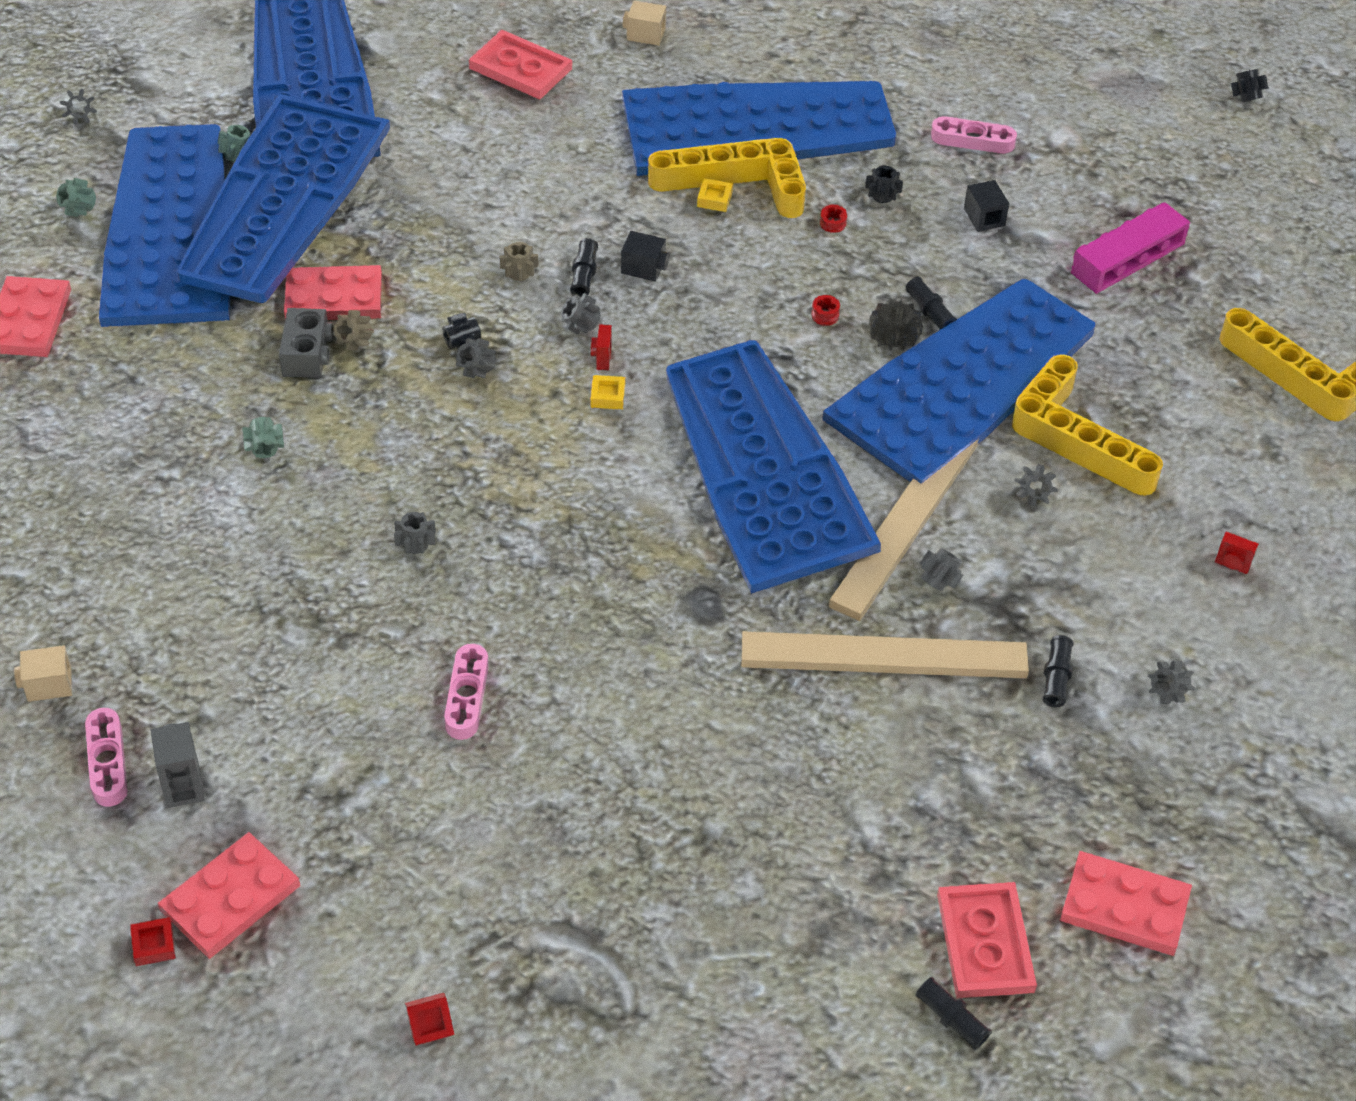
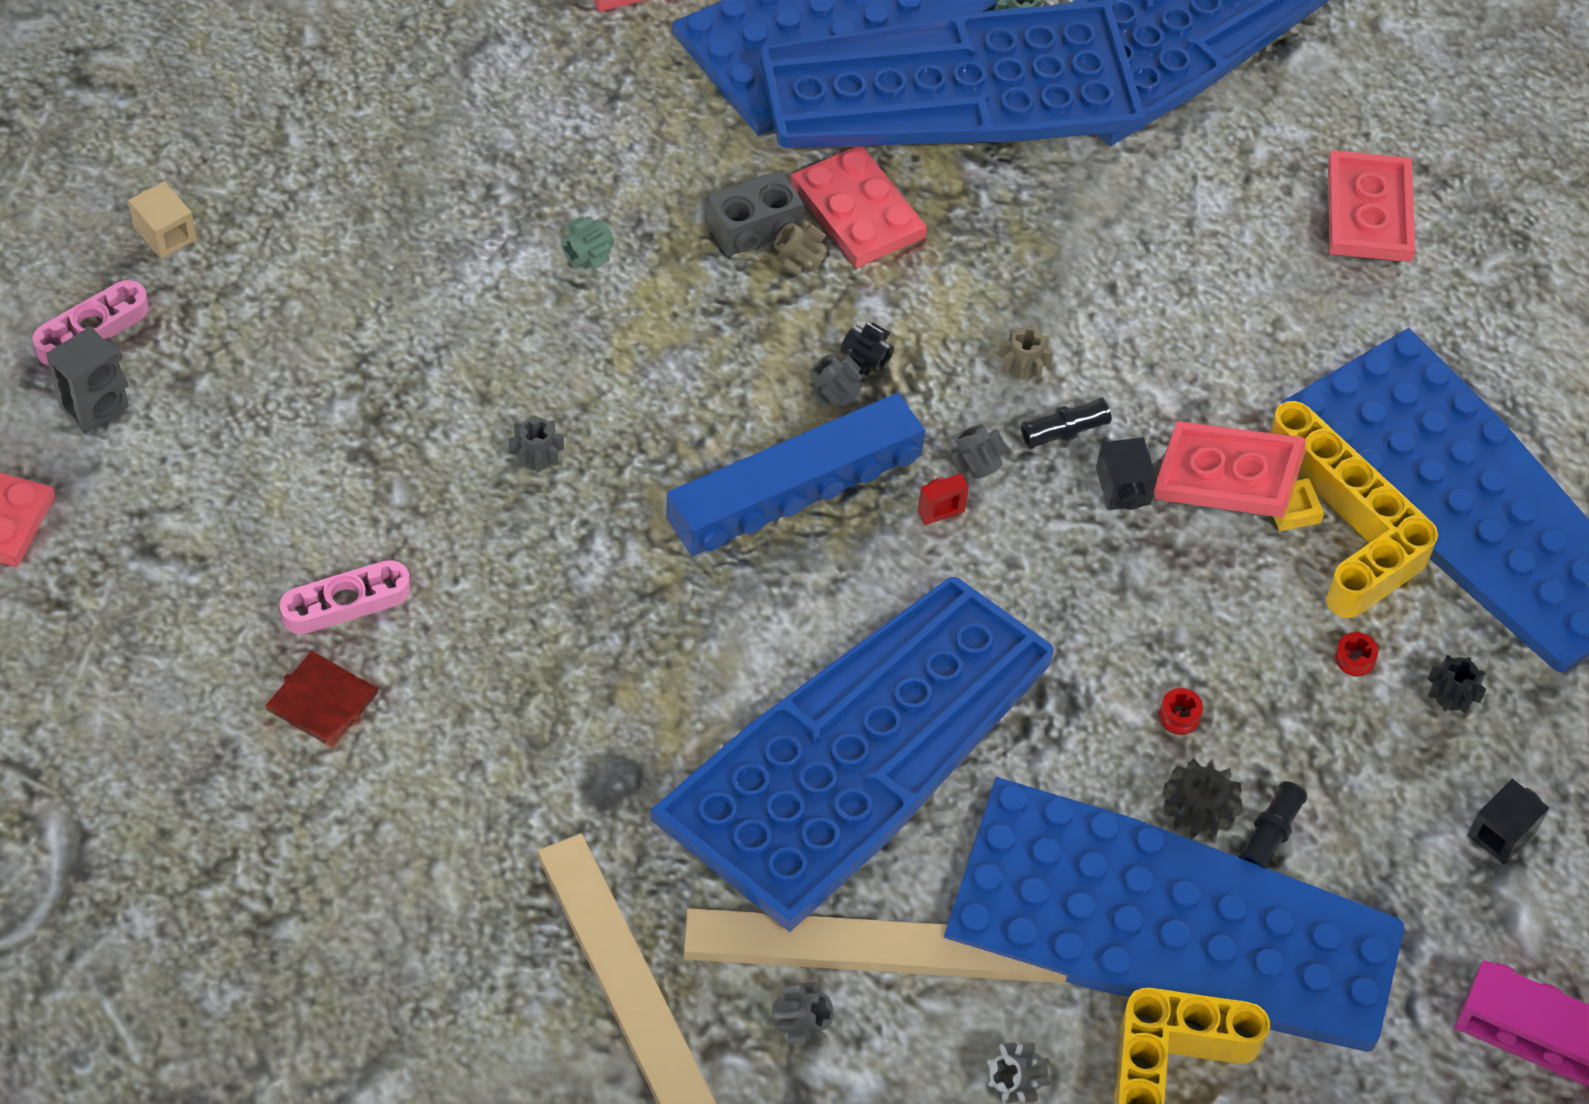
camera: 60 degrees right, 5 degrees up
(534, 411) = (794, 474): none -> blue brick
(541, 738) = (322, 699): none -> clear red piece
(607, 392) = (875, 535): yellow plate -> none
(645, 22) = (1552, 298): tan brick -> none
(677, 204) = (1230, 469): none -> coral plate

